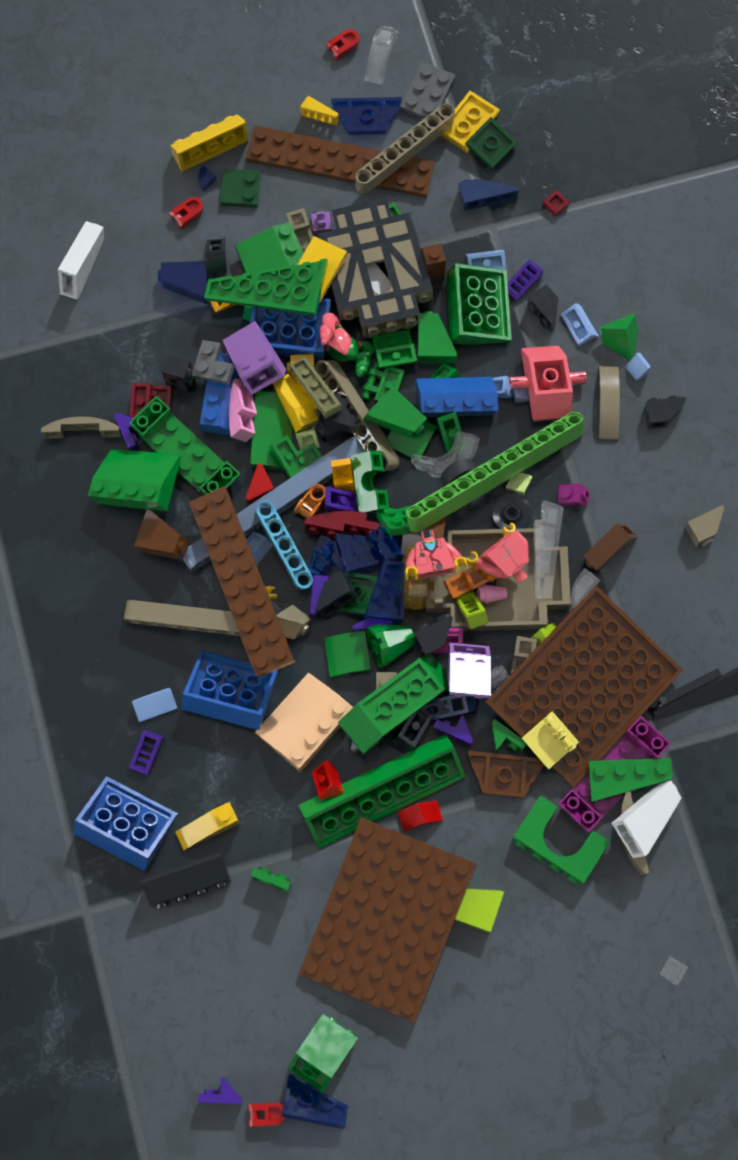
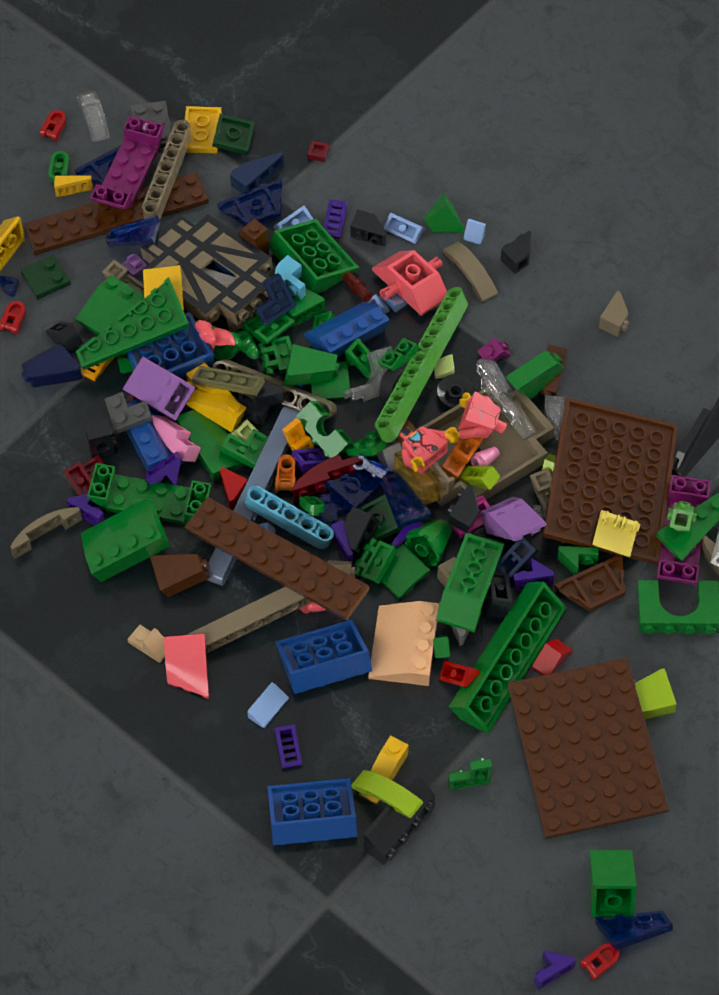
camera: 35 degrees left, 15 degrees down
(98, 586) = (148, 642): none -> tan slope
(113, 625) = (187, 663): none -> coral slope
(186, 855) = (388, 792): none -> lime slope
(212, 435) = (168, 467): none -> dark purple slope
(310, 546) = (312, 505): none -> green plate
(318, 87) = (56, 167): none -> green plate
(329, 746) = (441, 646): none -> green slope
(330, 635) = (378, 562): none -> green plate
(338, 193) = (136, 233): none -> clear blue wing
(376, 124) = (130, 164): none -> magenta slope
(412, 336) = (279, 301): none -> dark blue plate
(436, 313) = (291, 272): none -> medium azure brick
(464, 225) = (259, 204): none -> clear blue wing
(474, 454) = (399, 356): none -> green slope
(496, 359) = (352, 281): none -> clear red pin
(585, 545) = (536, 373): none -> green slope
(615, 764) = (681, 523): none -> bright green brick

